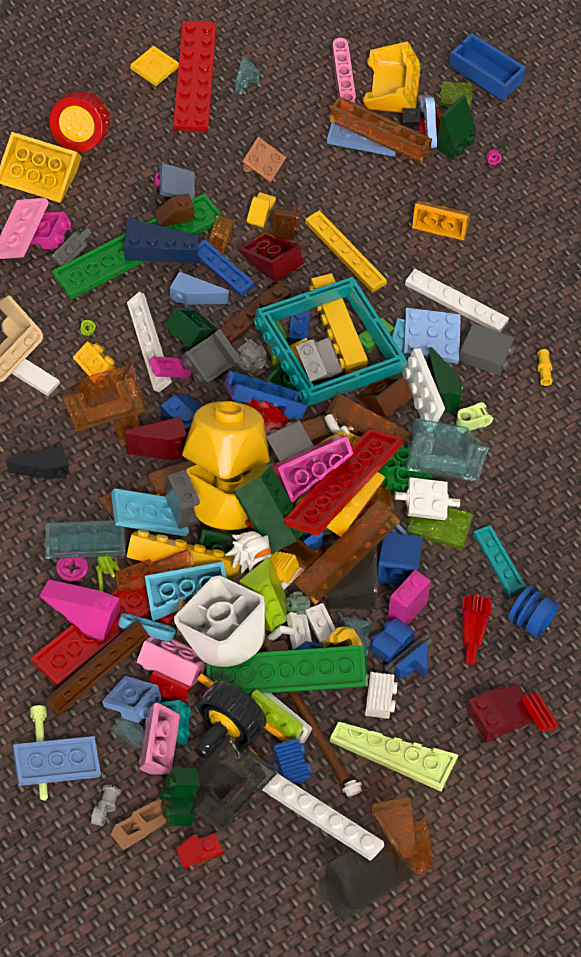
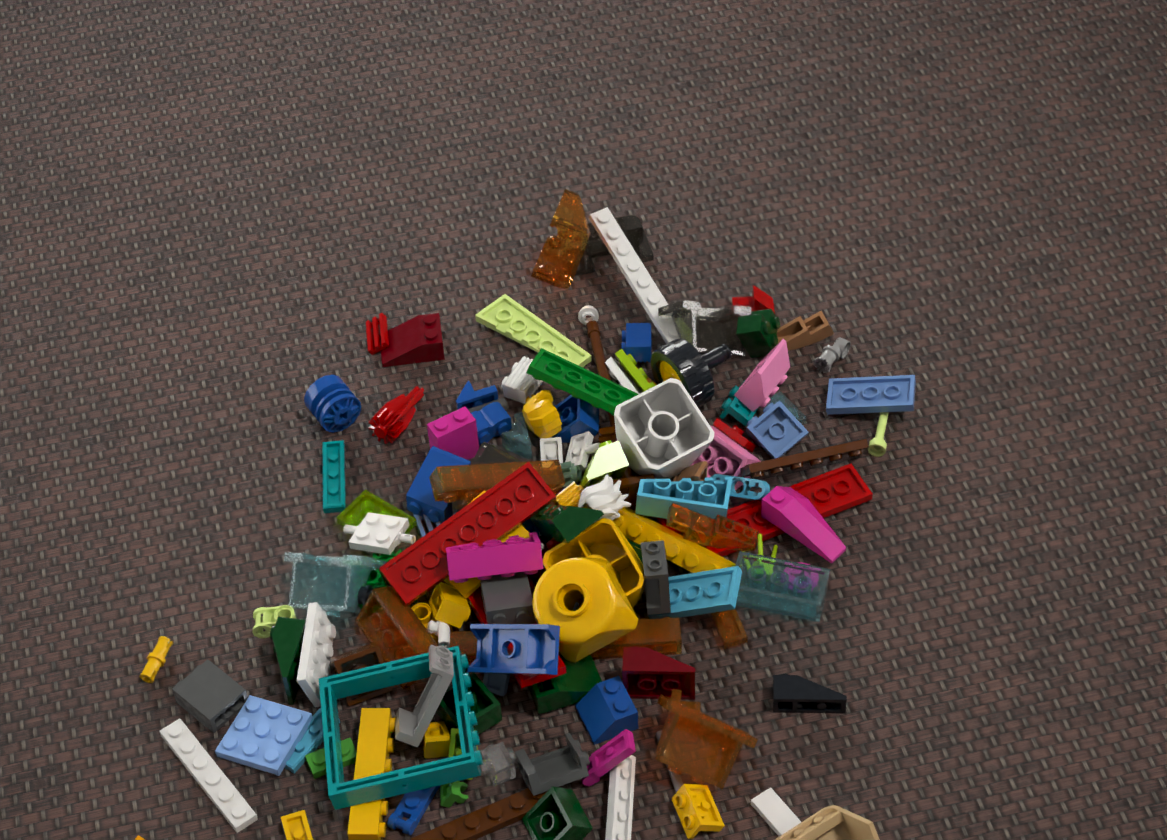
camera: 155 degrees left, 10 degrees down
(407, 440) = (364, 593): none -> black plate

